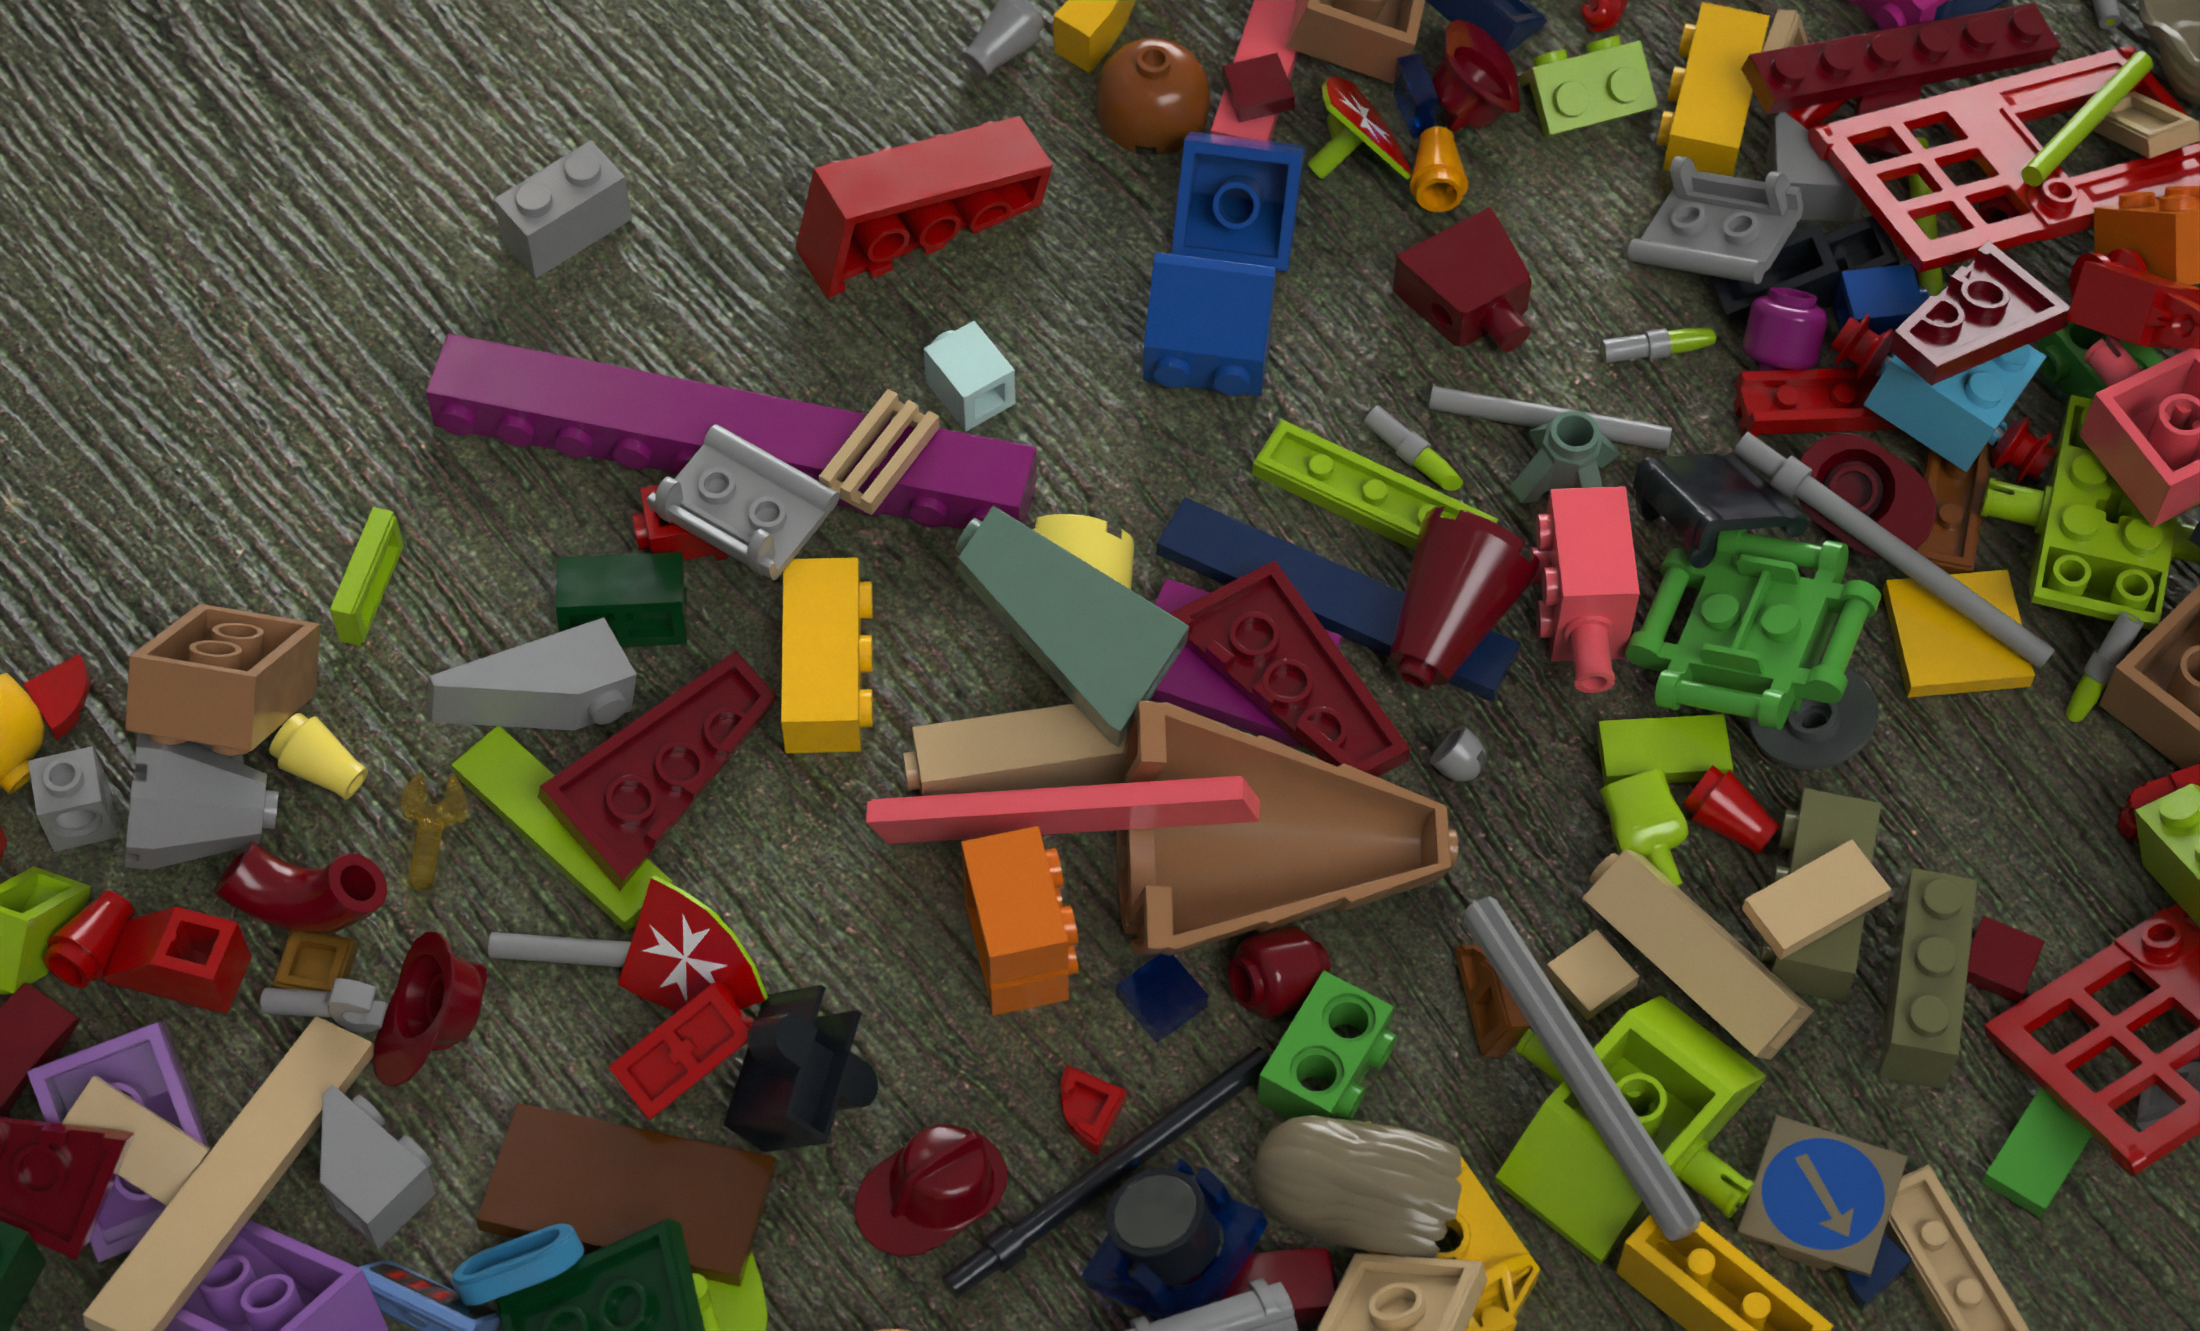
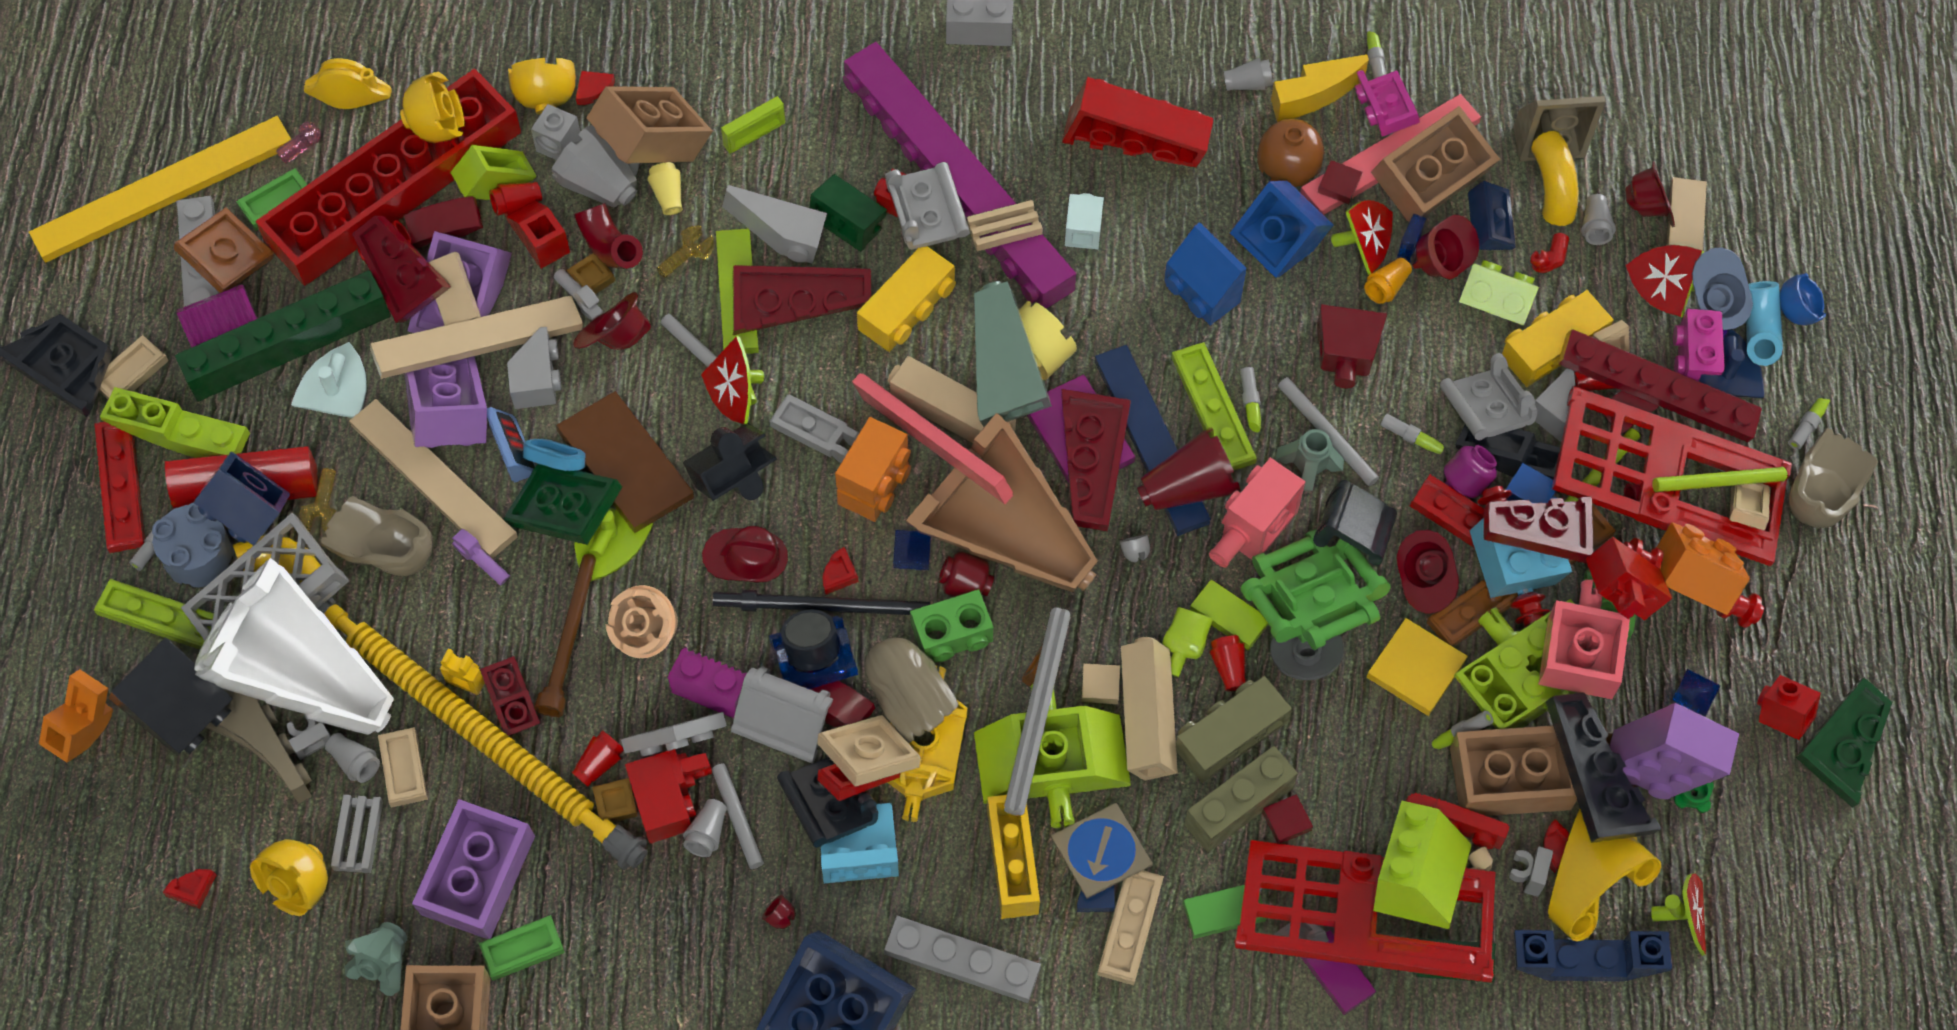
camera: 40 degrees right, 5 degrees up
(683, 1049) = (692, 417): red hinge -> none
(873, 931) = (813, 427): none -> light grey hinge
(1794, 479) = (1399, 540): light grey bar -> none
(1816, 899) = (1217, 725): tan tile -> none

